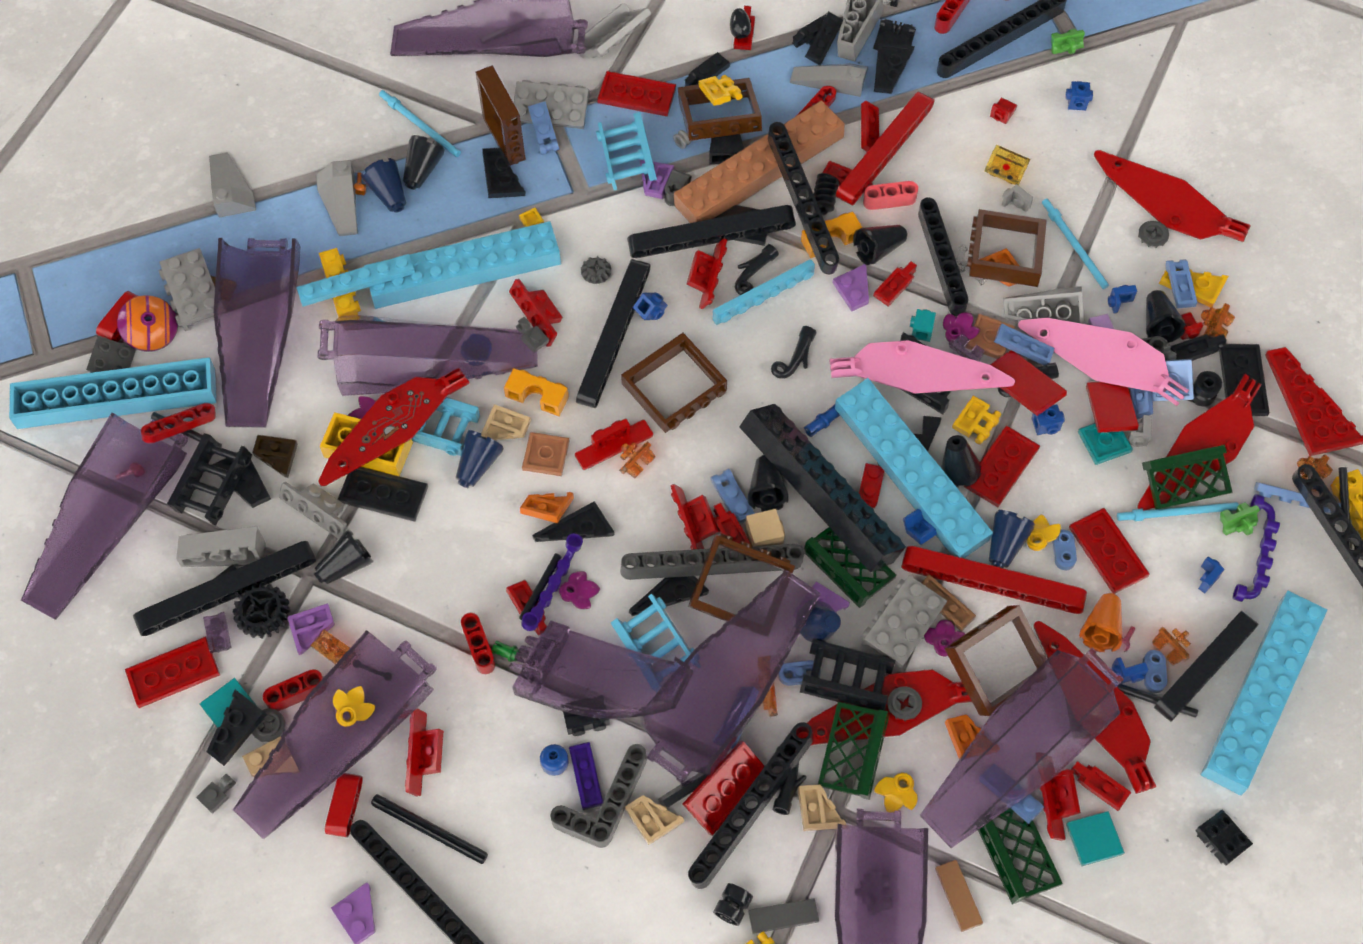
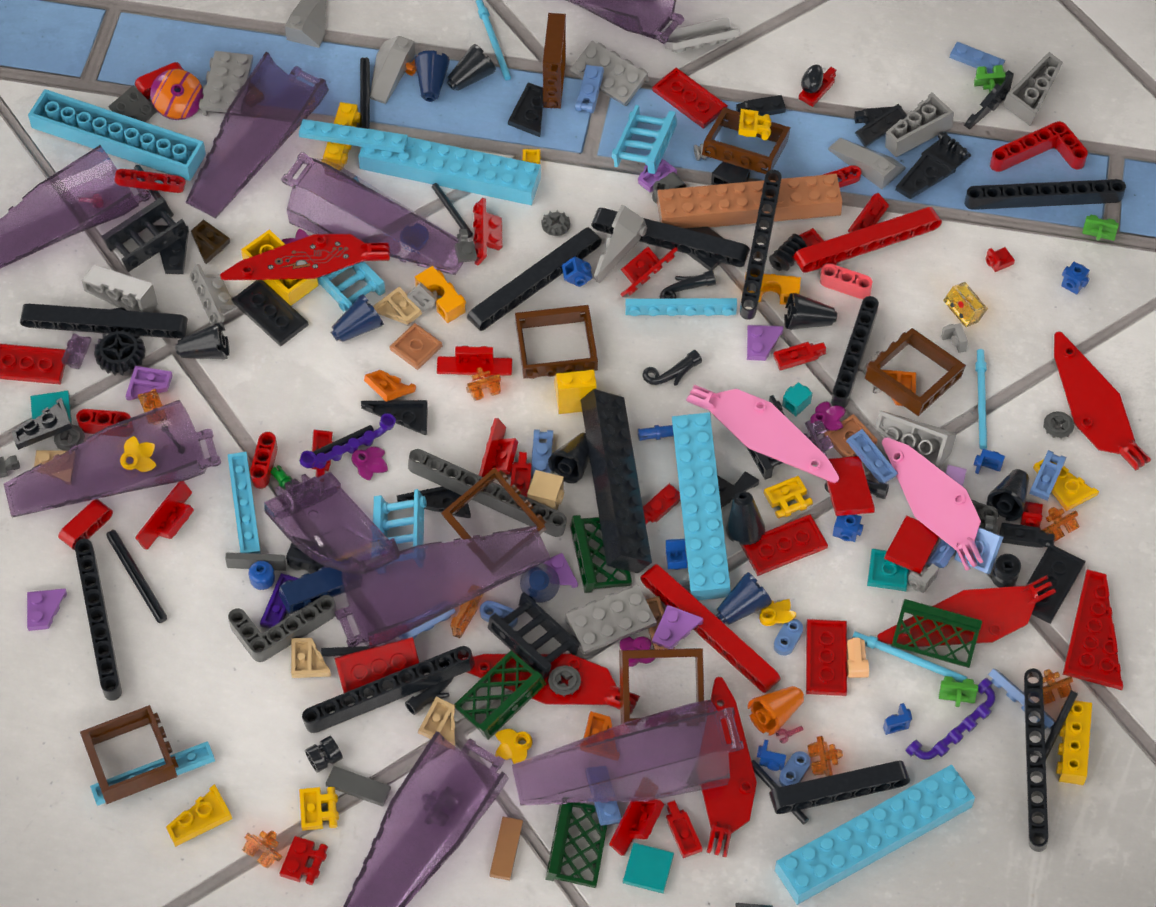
camera: 30 degrees right, 5 degrees down
(332, 233) = (365, 93): none -> black axle
(487, 698) = (244, 503): none -> medium azure plate
(488, 304) = (451, 209): none -> black bar
(524, 403) = (422, 297): none -> light grey bracket
(534, 750) = (245, 560): none -> dark grey tile
(612, 747) = (310, 587): none -> dark blue brick
(675, 252) = (626, 234): none -> light grey wedge
(723, 421) = (571, 388): none -> yellow slope
(967, 596) = (675, 626): none -> medium lavender wing
(1141, 543) = (857, 663): none -> light nougat piece

